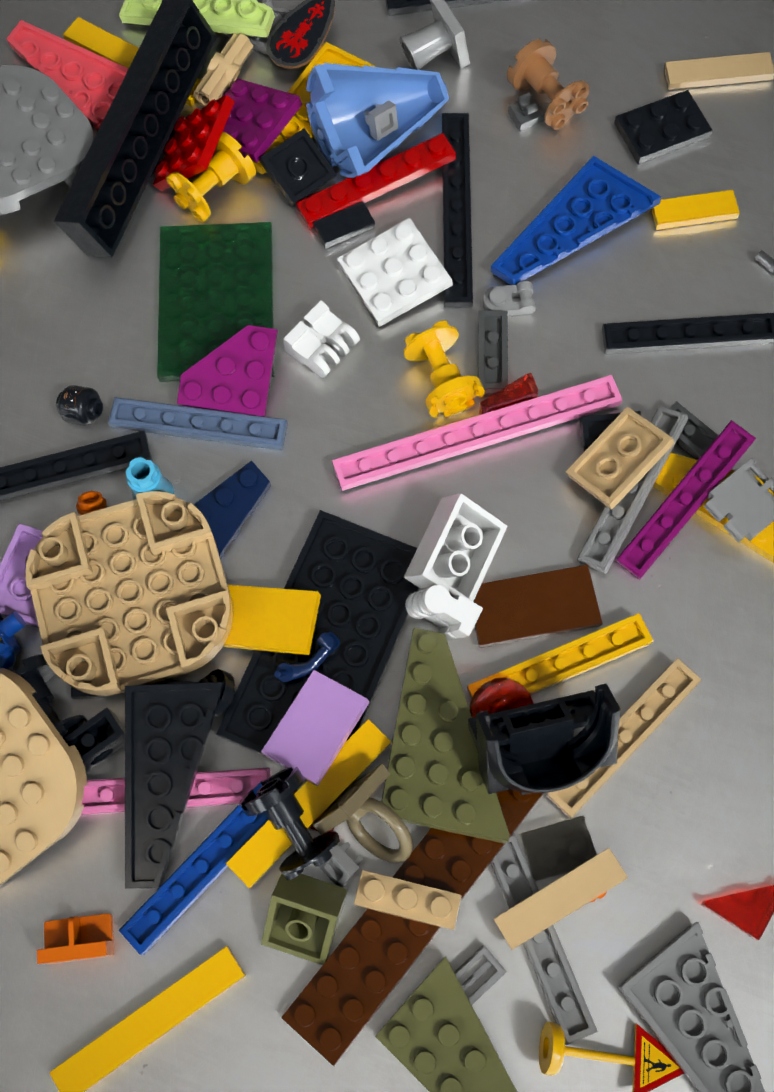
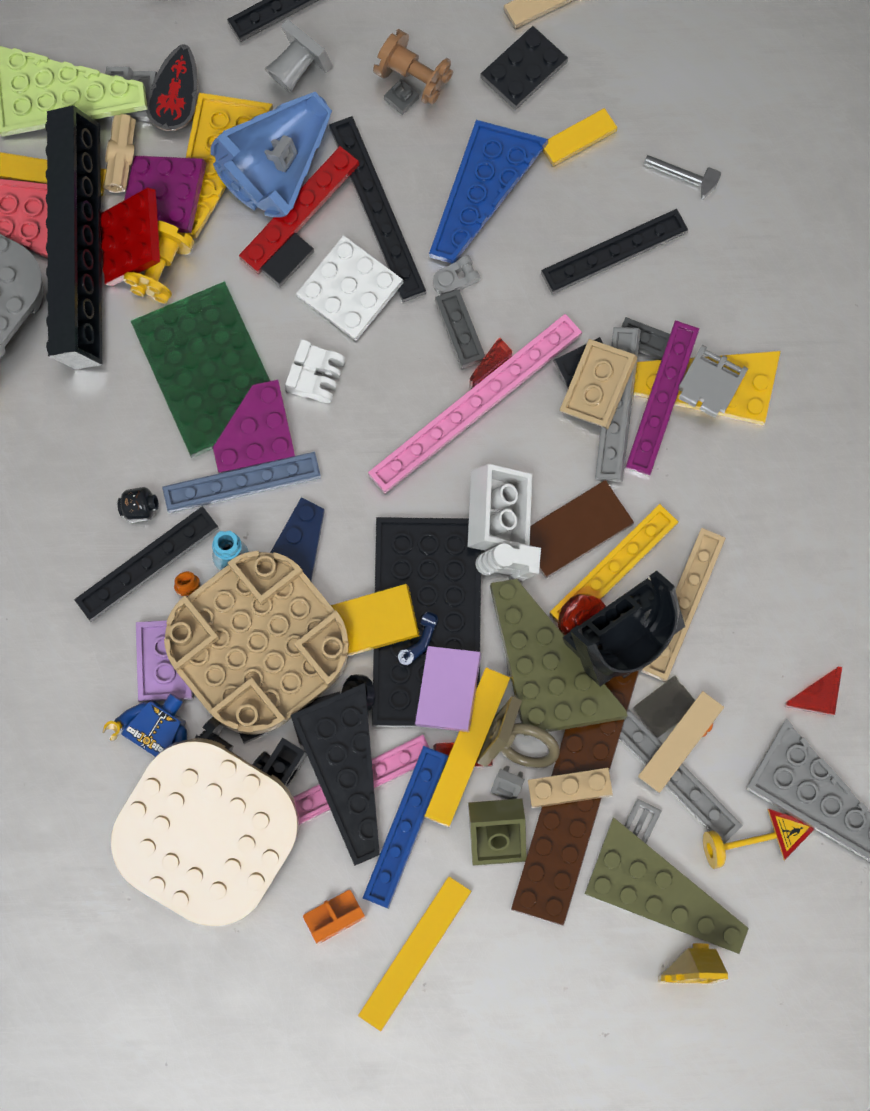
camera: 25 degrees left, 5 degrees up
(284, 812) = (447, 754): black piece -> none
(297, 167) = (227, 223): black plate -> none
(452, 390) = (435, 370): yellow piece -> none

